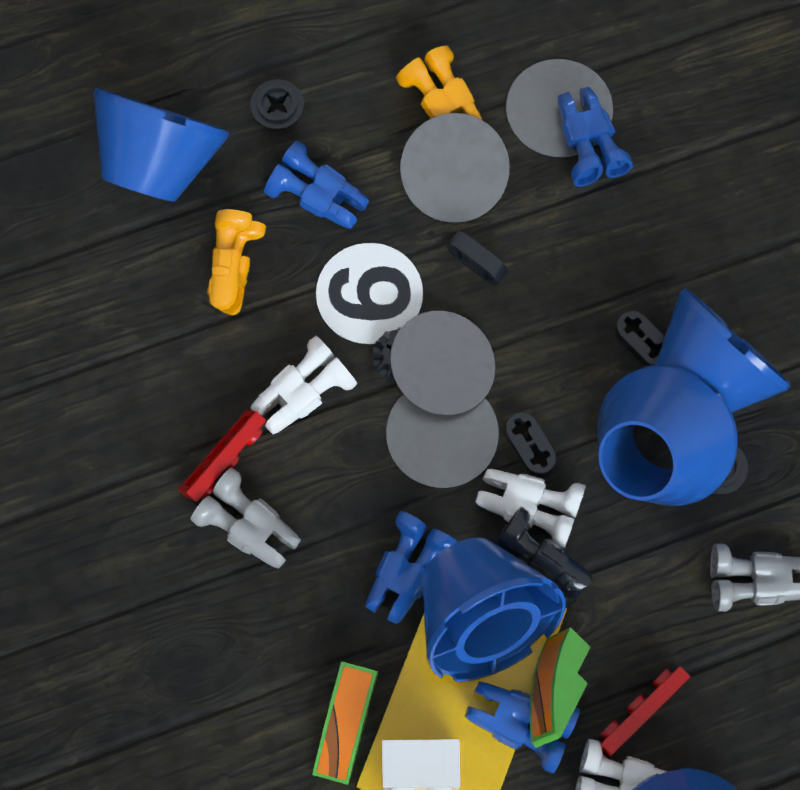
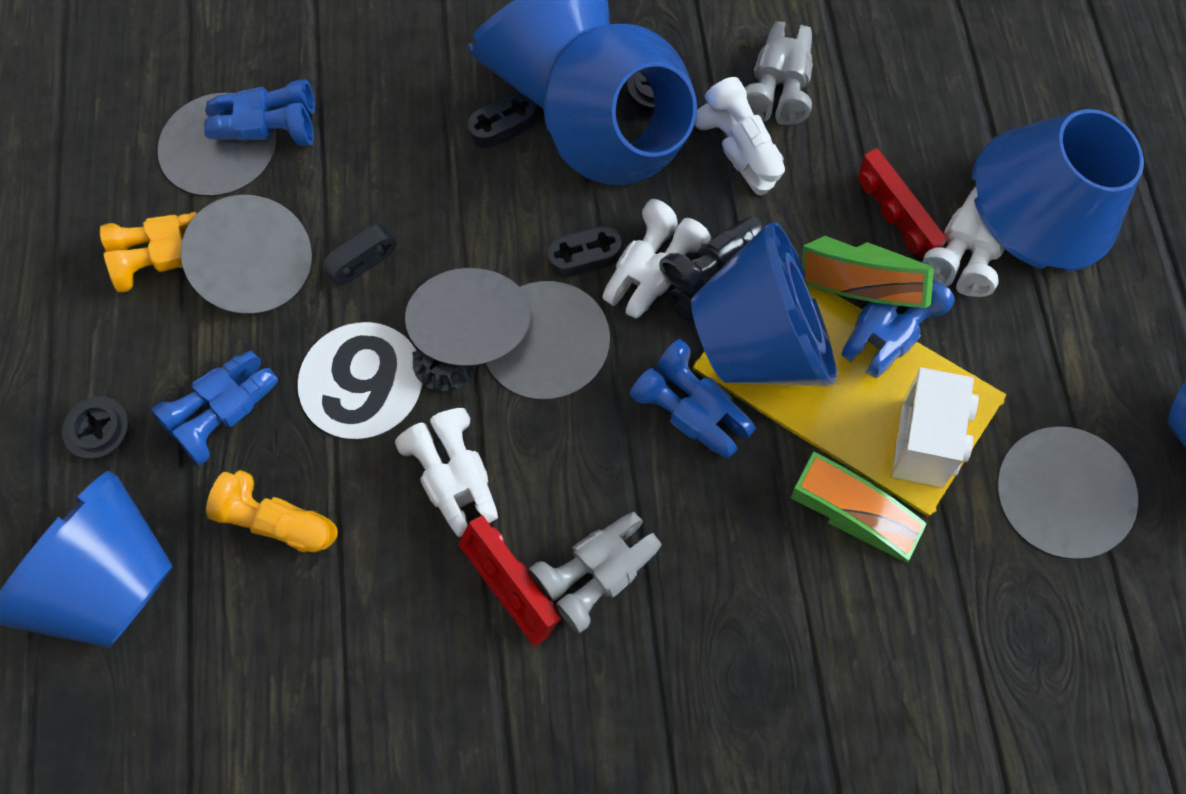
camera: 70 degrees left, 5 degrees down
(674, 558) = (748, 141): none -> white piece

